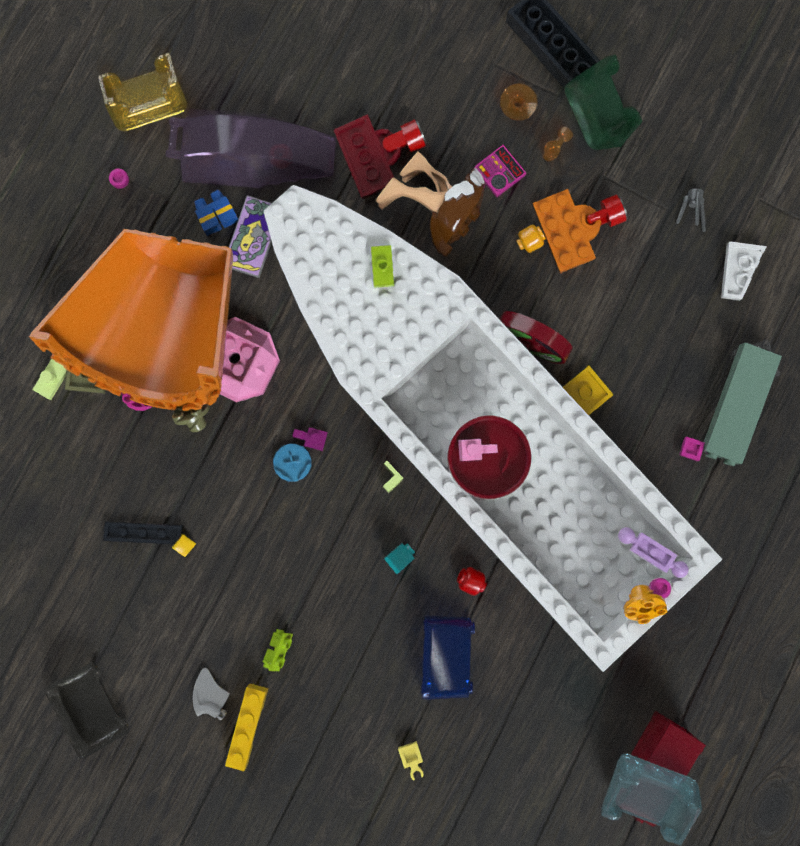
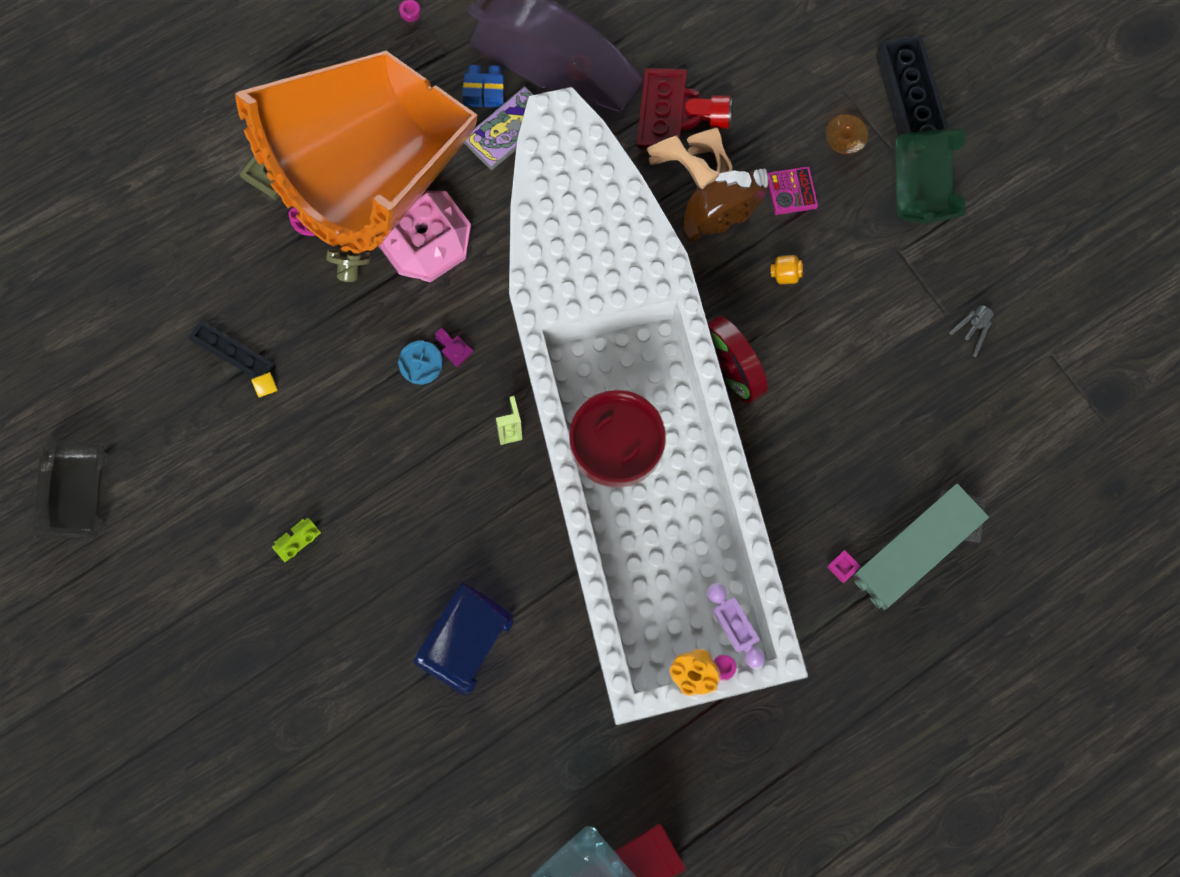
camera: 30 degrees right, 10 degrees down
(50, 379) = (231, 159): yellowish green tile -> none
(209, 696) = (199, 547): light grey arm -> none
(246, 727) = (202, 611): yellow arch -> none
(382, 266) = (615, 203): lime plate -> none
(400, 557) = (474, 510): teal slope -> none
(411, 758) = (368, 724): light yellow plate -> none
(471, 581) = (535, 576): red head -> none
(473, 449) = (604, 420): bright pink plate -> none
(552, 148) = (856, 195): clear orange leg -> none
(572, 227) = (836, 281): orange plate -> none
(588, 390) = (764, 449): yellow plate -> none
(739, 267) = (992, 410): white wing -> none

